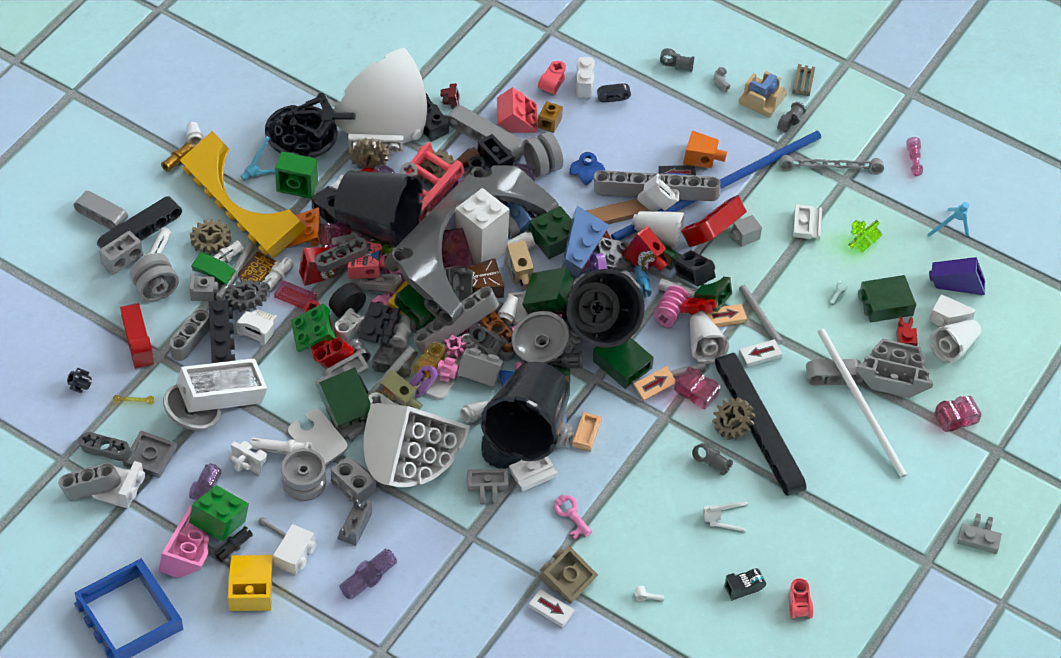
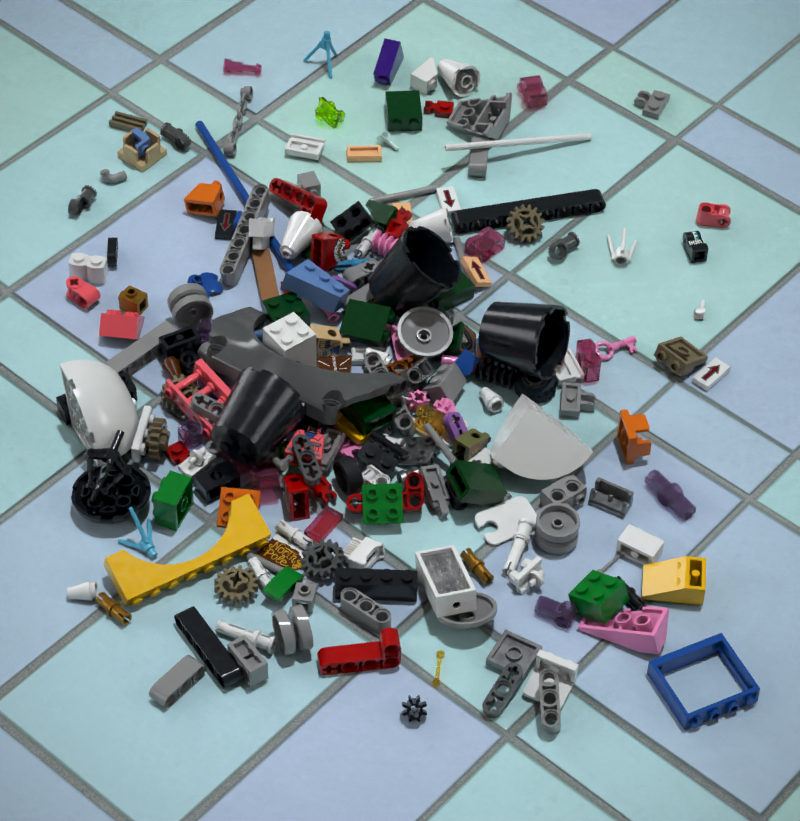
camera: 80 degrees left, 5 degrees down
(255, 416) = (477, 566): none -> pearl gold pin
(332, 285) = (323, 490): none -> red plate
(432, 529) = (626, 433): none -> orange panel
(542, 489) = (588, 360): none -> clear pink brick
(814, 274) = (364, 153): none -> light nougat tile

